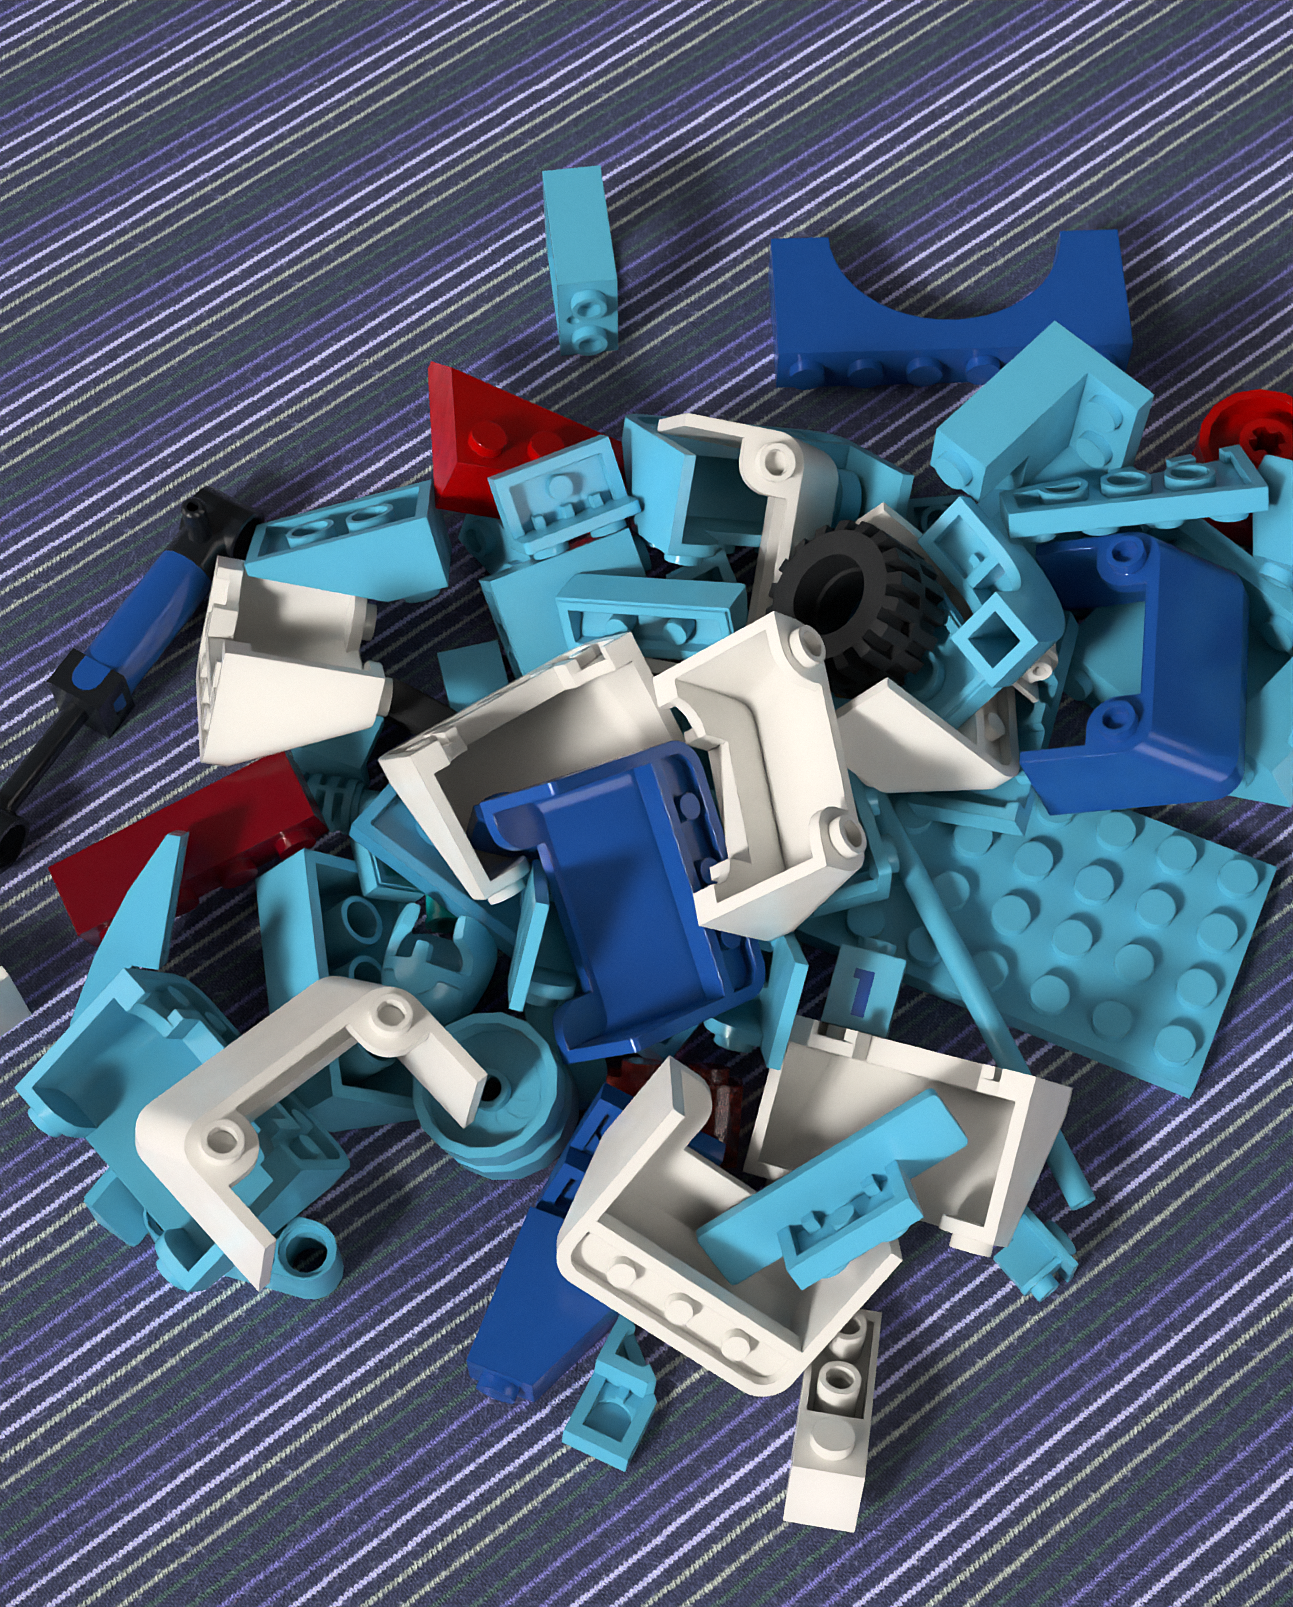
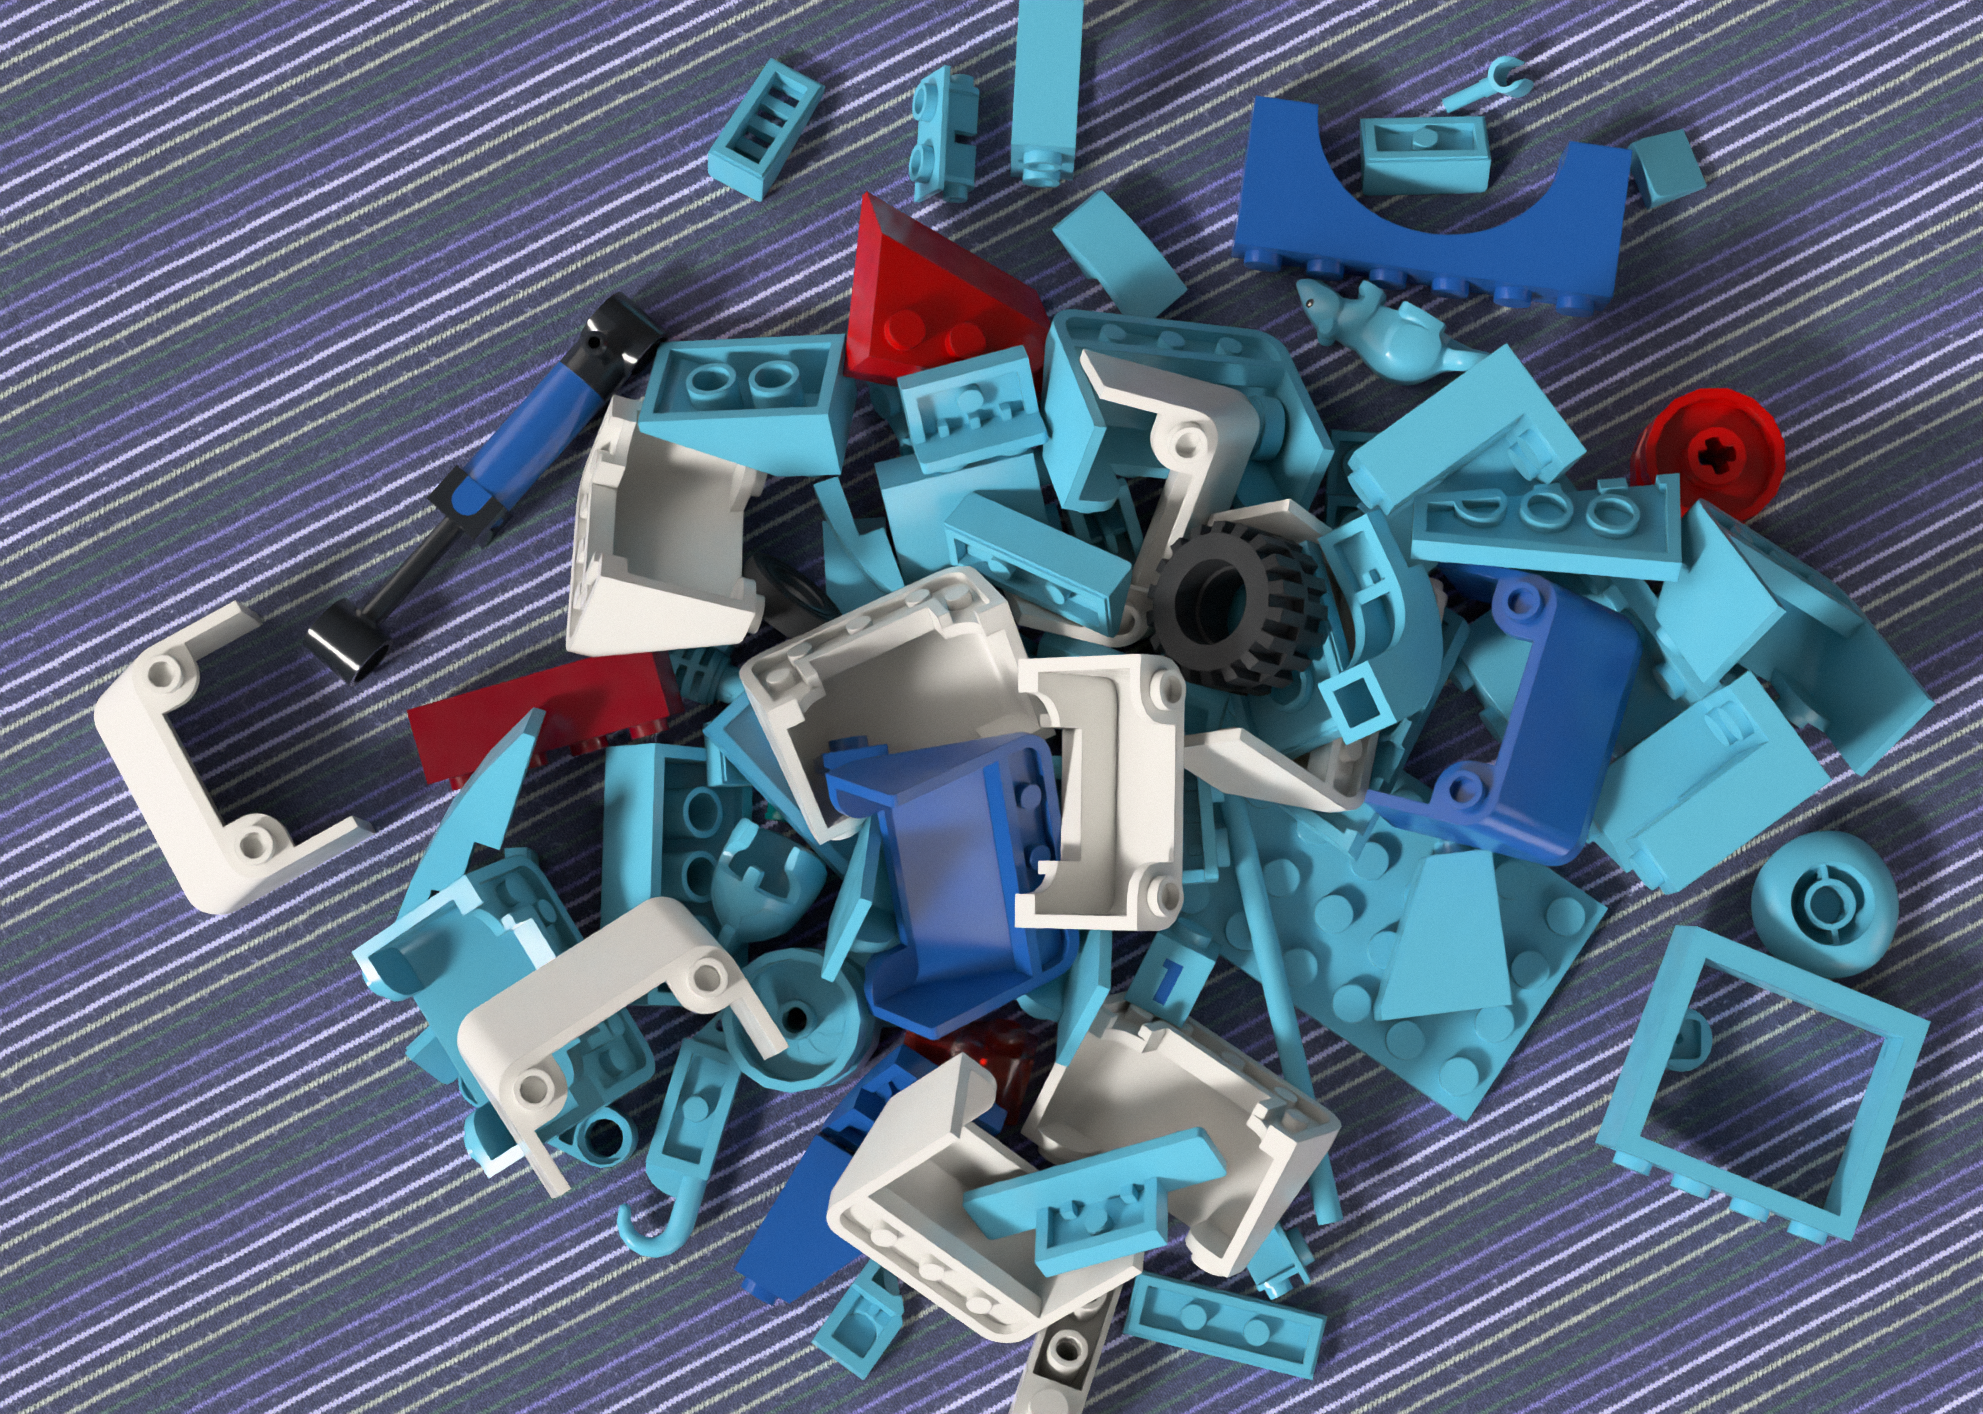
camera: 10 degrees right, 20 degrees up
(337, 346) = (745, 163): none -> medium azure slope
(396, 1244) = (687, 1137): none -> medium azure plate
(481, 659) = (869, 551): none -> medium azure slope
(490, 307) = (944, 108): none -> medium azure hinge
(667, 384) = (1120, 256): none -> medium azure slope
(908, 411) = (1395, 344): none -> medium azure animal
(933, 279) = (1424, 155): none -> medium azure slope
(981, 211) = (1491, 85): none -> medium azure hand
(997, 1341) = (1224, 1324): none -> medium azure tile
(1133, 909) = (1447, 939): none -> medium azure slope
(1148, 256) = (1665, 168): none -> medium azure slope

